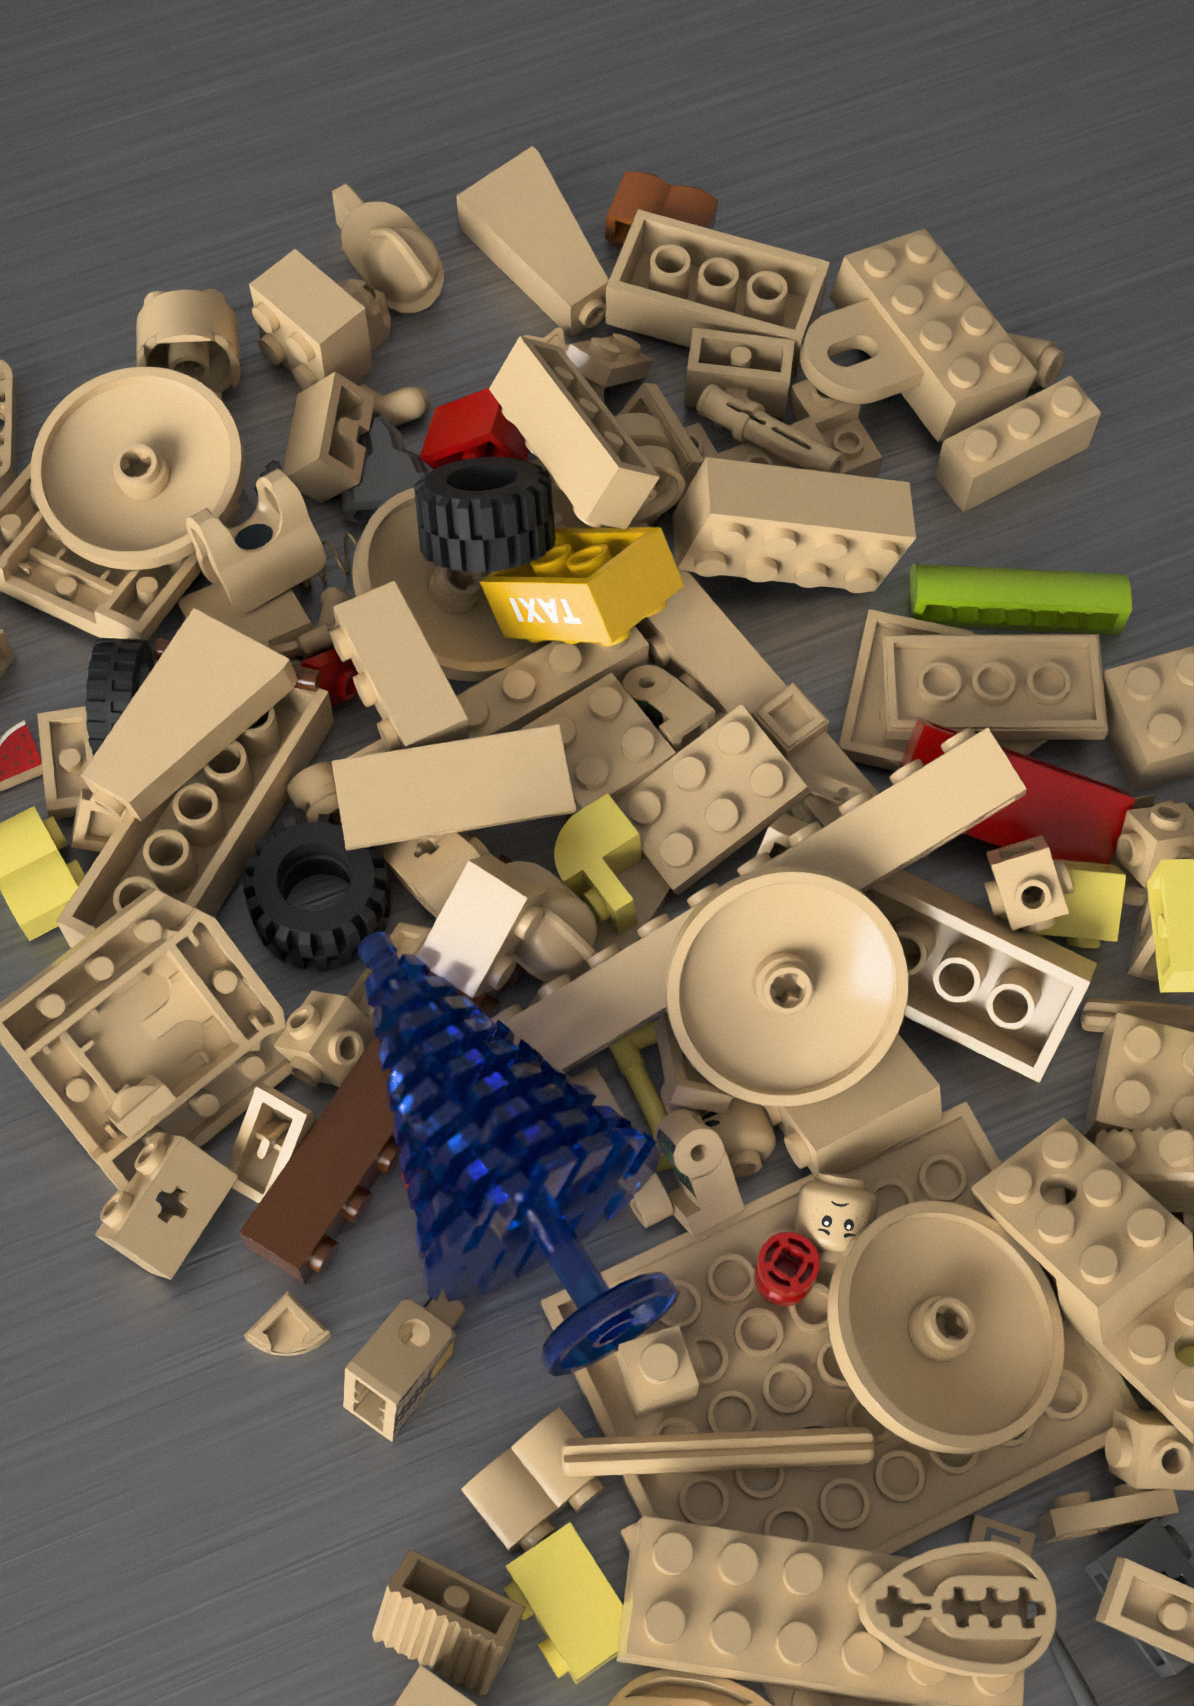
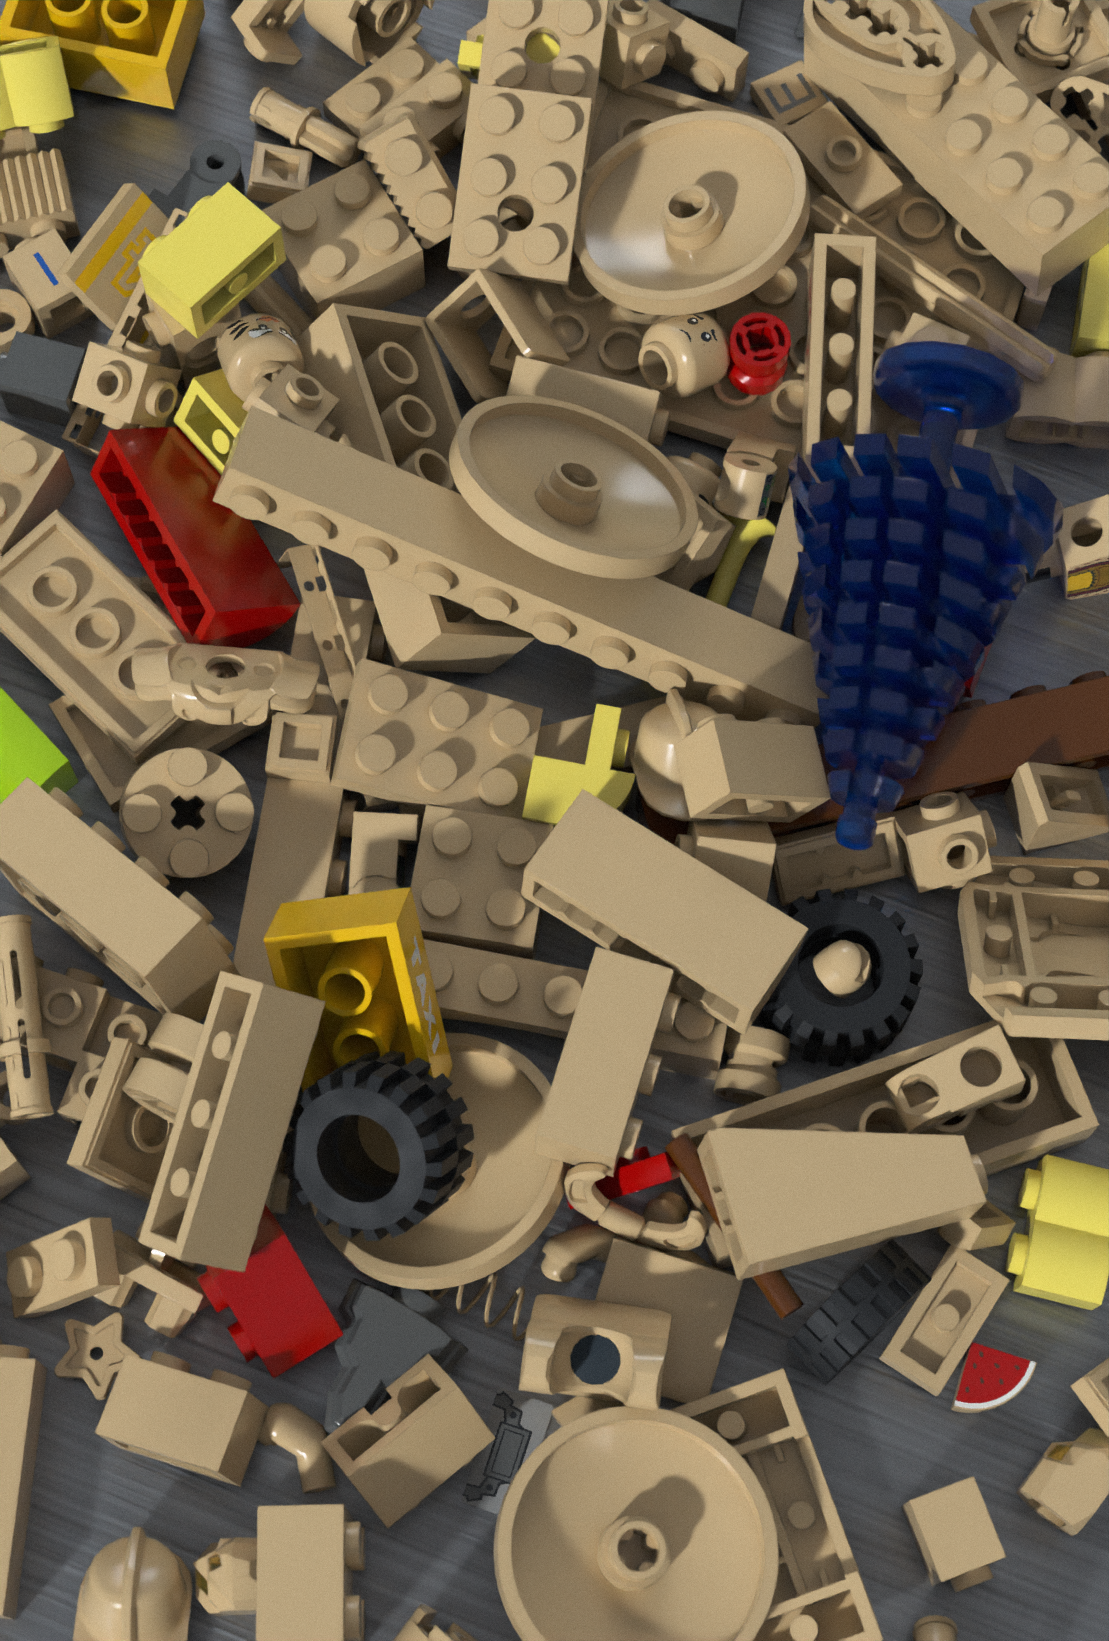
camera: 135 degrees left, 5 degrees up
(166, 848) = (956, 1081): none -> tan leg
(315, 883) = (843, 967): none -> tan hinge
(458, 349) = (183, 1417): none -> tan brick
(723, 1306) = (838, 342): none -> tan brick
(815, 630) = (223, 812): none -> tan brick
(846, 729) = (268, 682): none -> tan piece
(890, 1509) = (843, 161): none -> tan plate
(977, 1112) = (465, 350): none -> tan piece
(1102, 929) = (255, 349): none -> tan head

